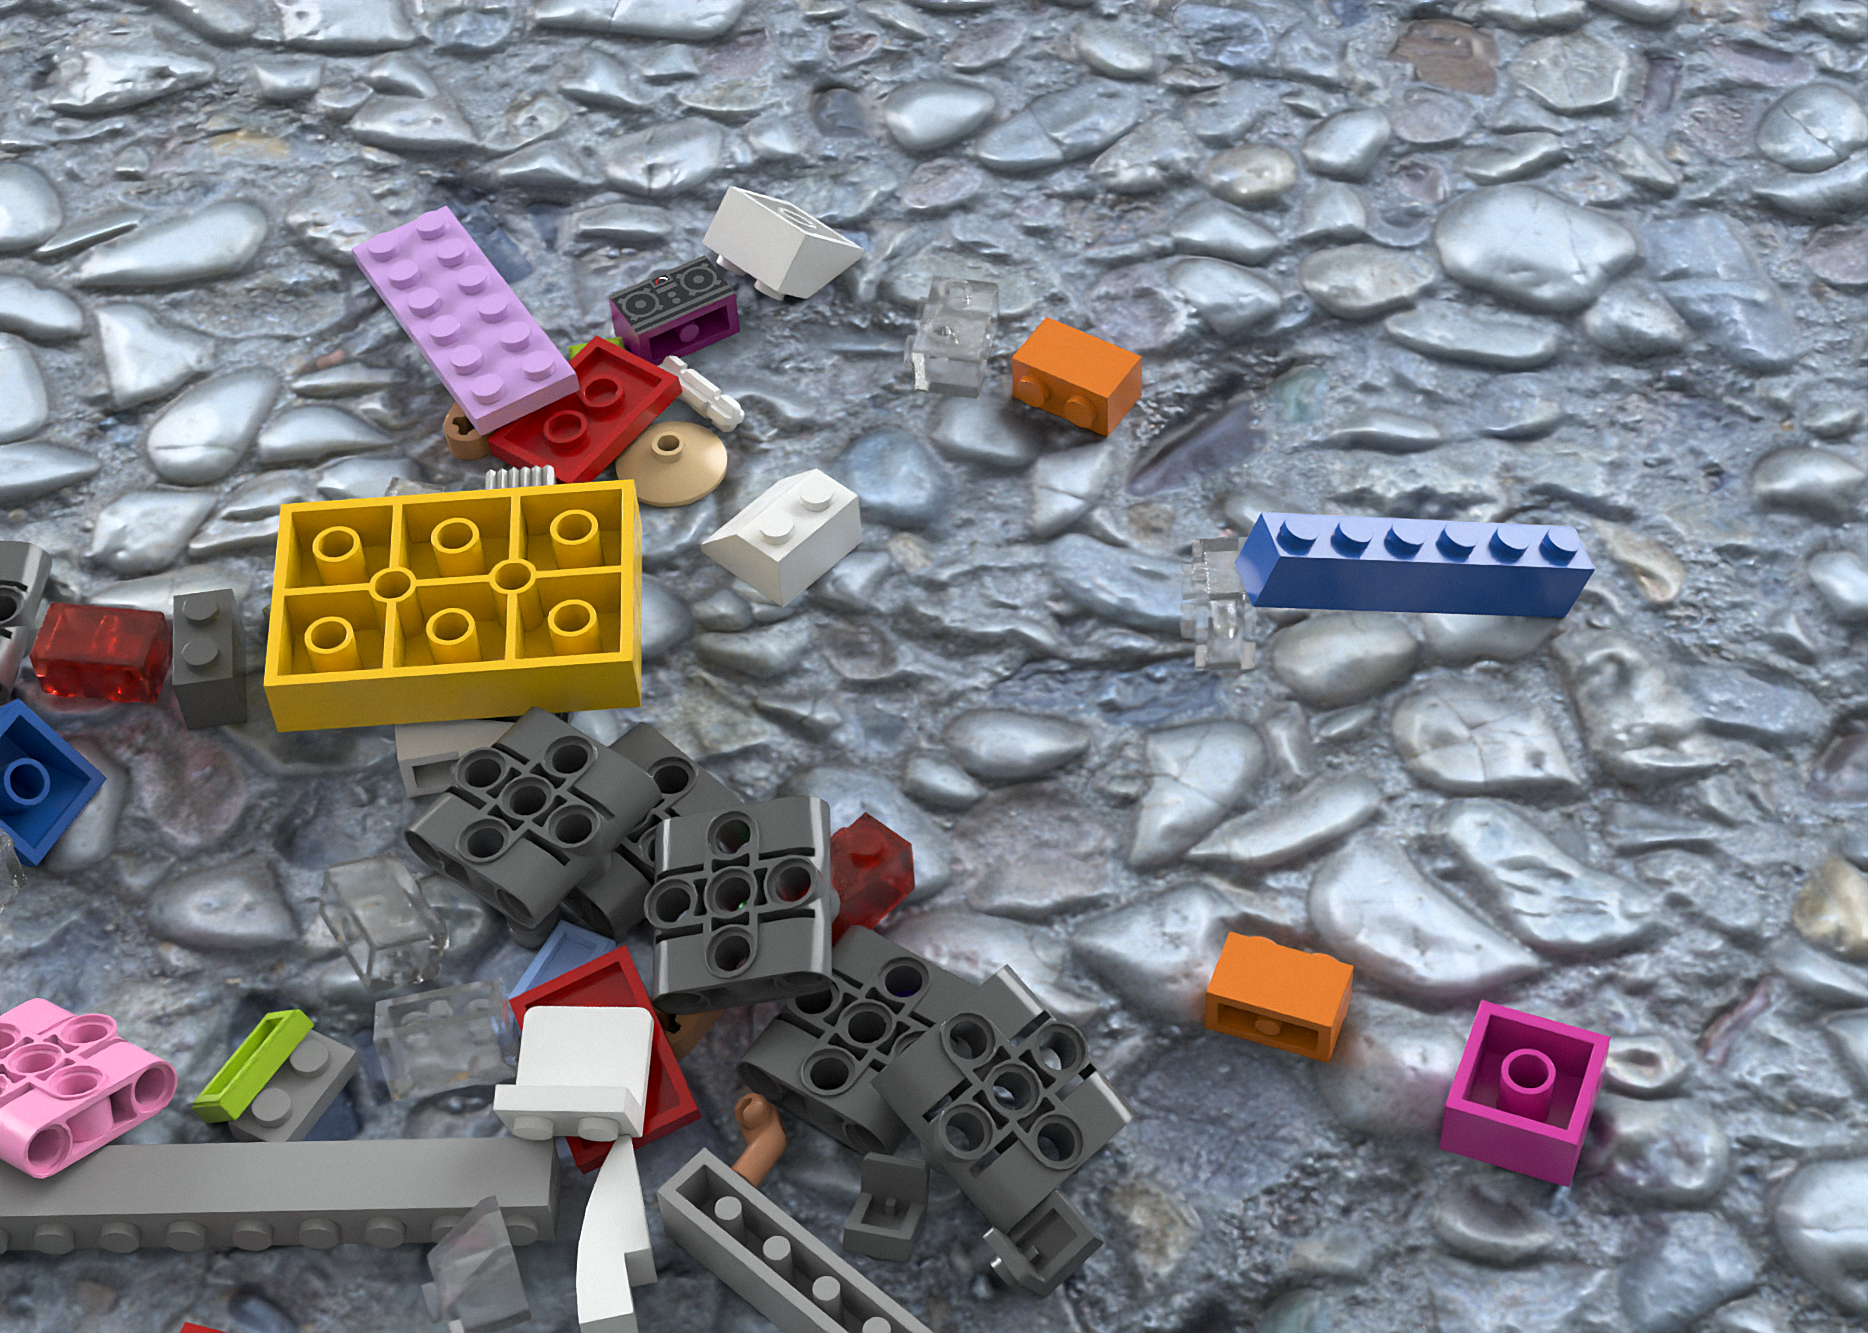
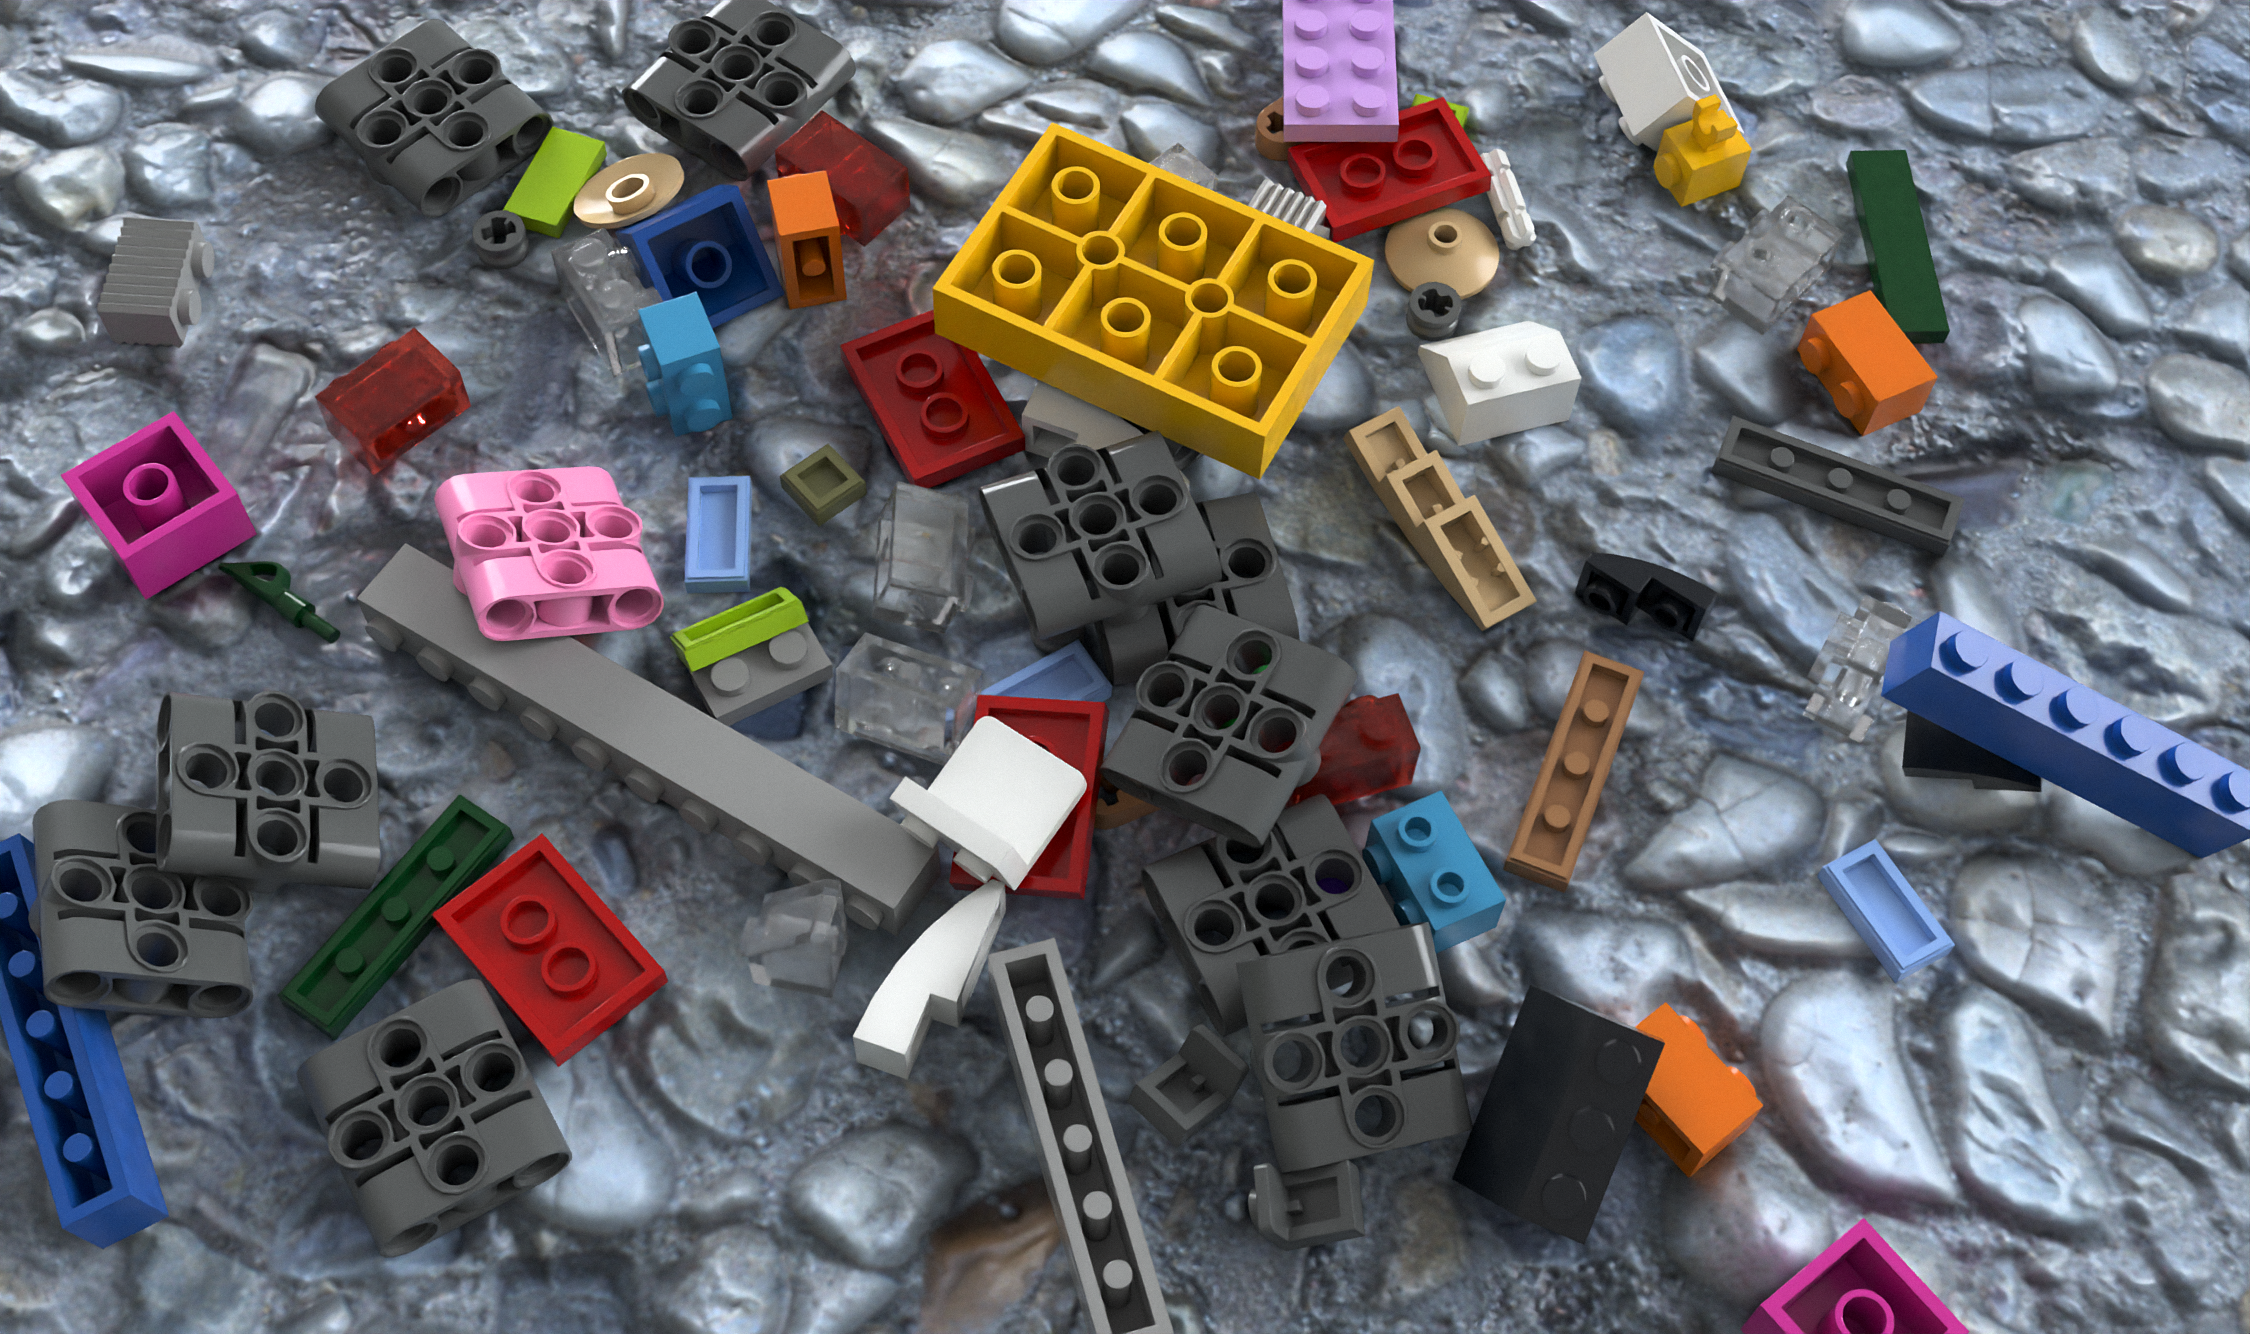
camera: 25 degrees right, 10 degrees up
(63, 872) = (683, 365): none -> dark azure brick
(107, 715) = (807, 239): none -> orange brick
(179, 1003) = (718, 534): none -> light blue tile
(209, 659) = (927, 229): dark grey brick -> none
(248, 914) = (823, 484): none -> olive tile
(302, 793) = (931, 401): none -> red plate
(675, 312) = (1529, 110): brick -> none
(694, 523) = (1442, 300): none -> dark grey bush
(762, 1135) = (1127, 948): nougat arm -> none
(811, 673) = (1438, 521): none -> tan slope
(842, 279) = (1702, 154): none -> yellow brick
(979, 933) = (1433, 871): none -> dark azure brick
(993, 640) = (1625, 584): none -> black slope
(1040, 272) = (1897, 243): none -> dark green tile
(1042, 807) = (1573, 772): none -> medium nougat tile
(1112, 483) = (1838, 486): none -> dark grey tile
(1199, 1056) = (1558, 1113): none -> black slope
(1324, 635) = (1939, 753): none -> black slope
(1352, 781) = (1885, 910): none -> light blue tile

